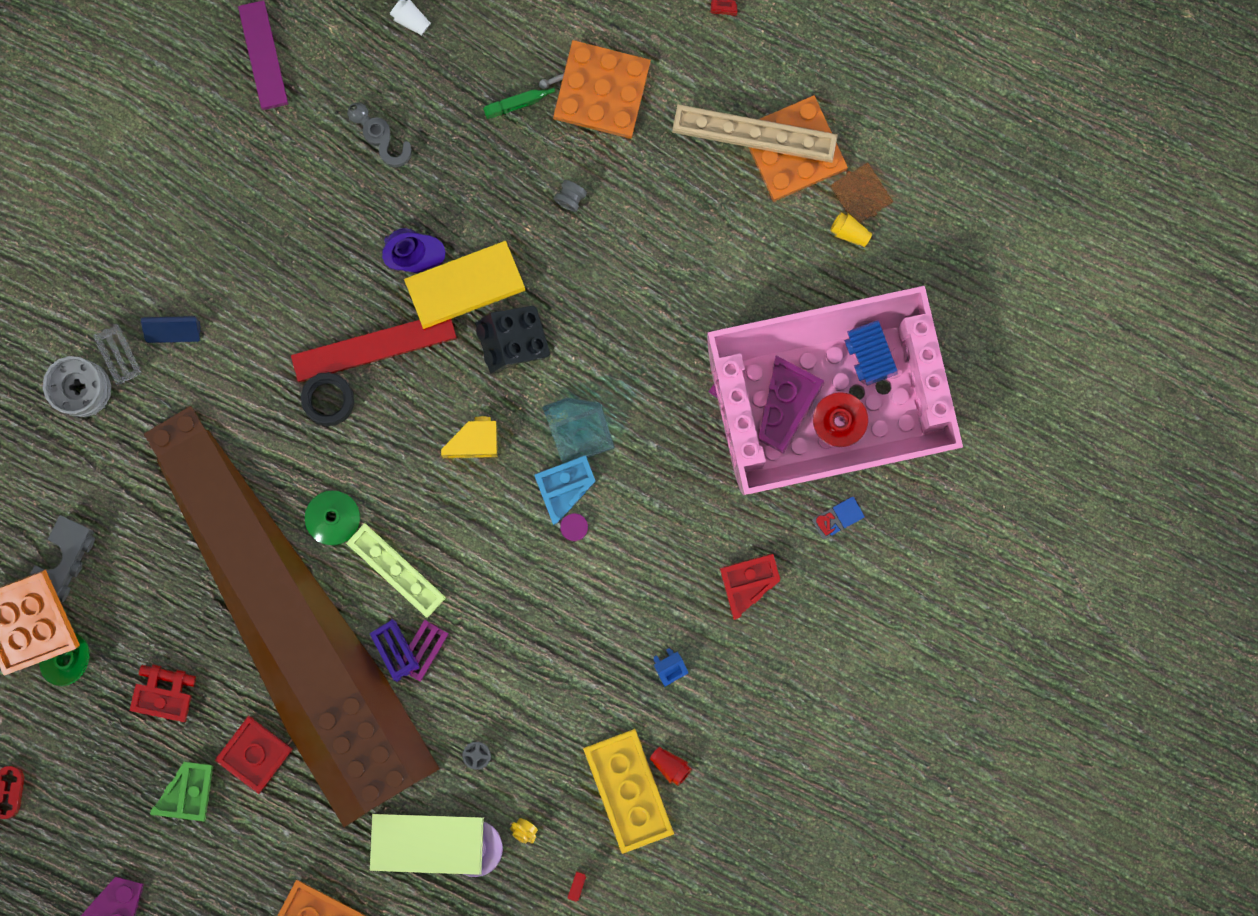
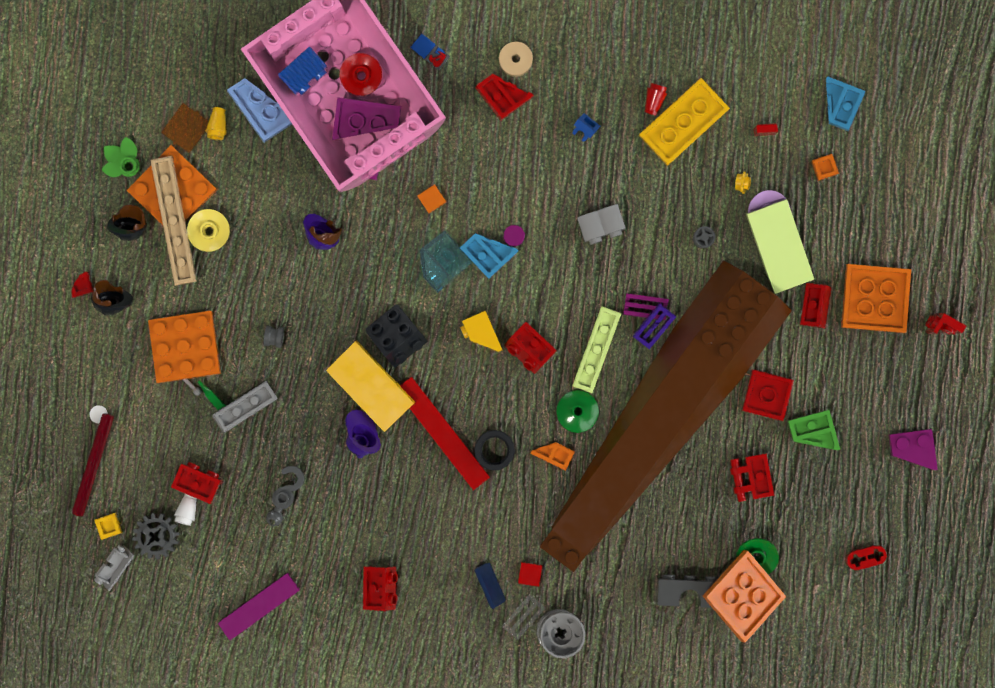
camera: 110 degrees left, 5 degrees up
(164, 382) = (530, 574): none -> red tile
(223, 200) = (379, 588): none -> red bracket
(292, 469) = (555, 454): none -> orange tile
(337, 859) = (815, 305): none -> red slope
(431, 491) = (529, 348): none -> red bracket
(436, 40) = (196, 483): none -> red bracket
(501, 129) = (244, 407): none -> light grey tile
(544, 637) = (601, 223): none -> light grey brick
(658, 447) = (431, 199): none -> orange tile
(671, 299) = (320, 232): none -> dark purple piece
(693, 25) = (110, 299): none -> black piece
(730, 157) = (197, 230): none -> light yellow dish
(773, 79) = (128, 223): none -> piece
(797, 608) = (515, 49): none -> tan piece
(849, 283) = (259, 109): none -> light blue wing
(856, 102) = (119, 157): none -> bright green plate

